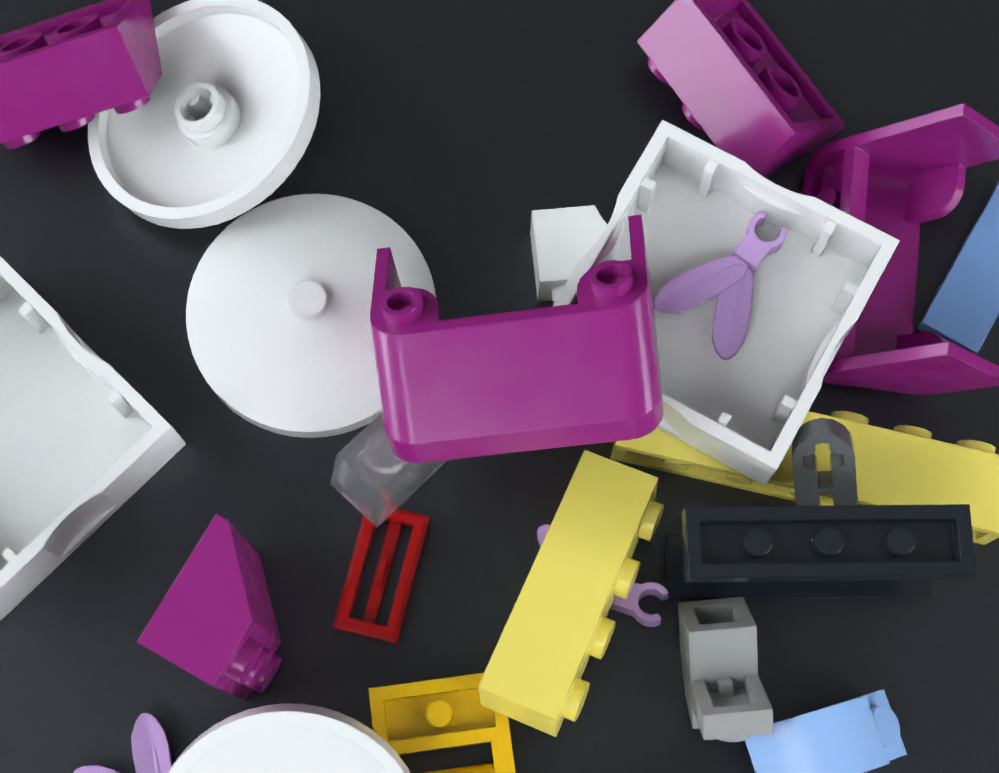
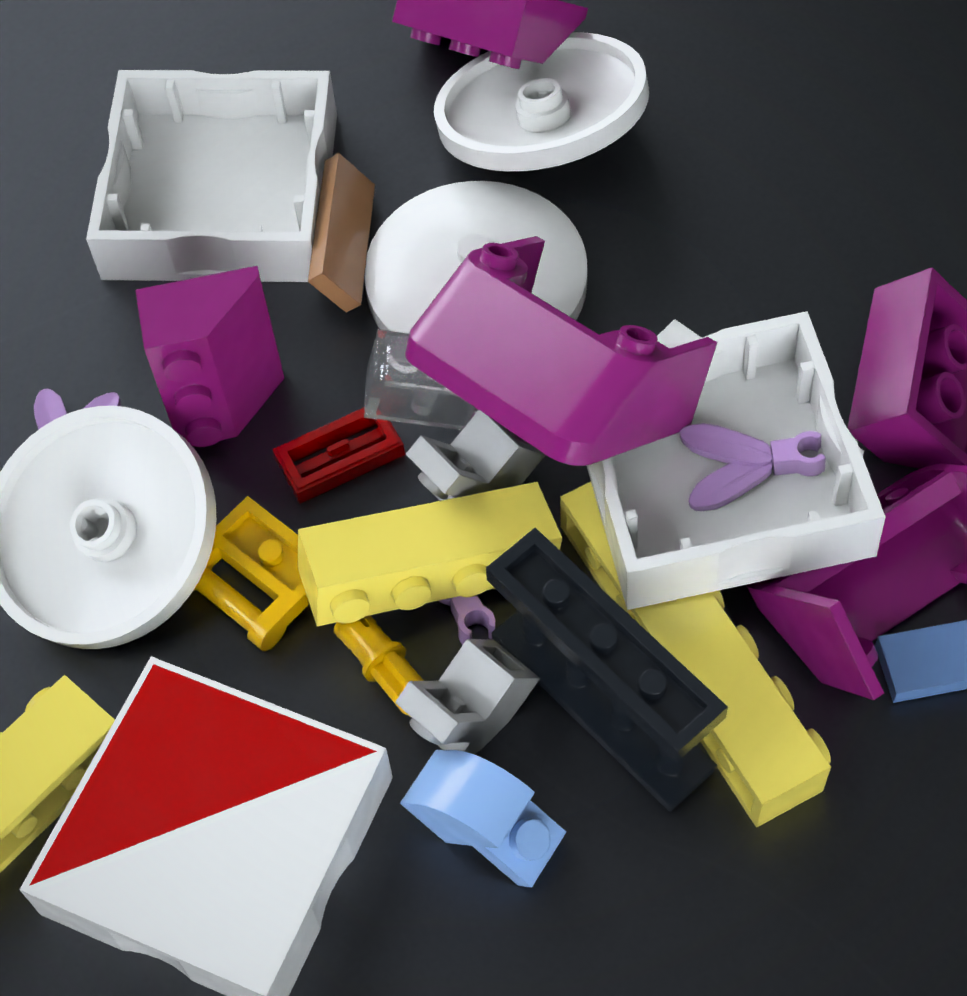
camera: 55 degrees right, 15 degrees down
(172, 387) = (342, 233): none -> medium nougat tile
(513, 496) = (477, 461): none -> light grey brick
(635, 705) = (379, 656): none -> yellow axle
(841, 477) = (661, 617): dark grey beam -> none

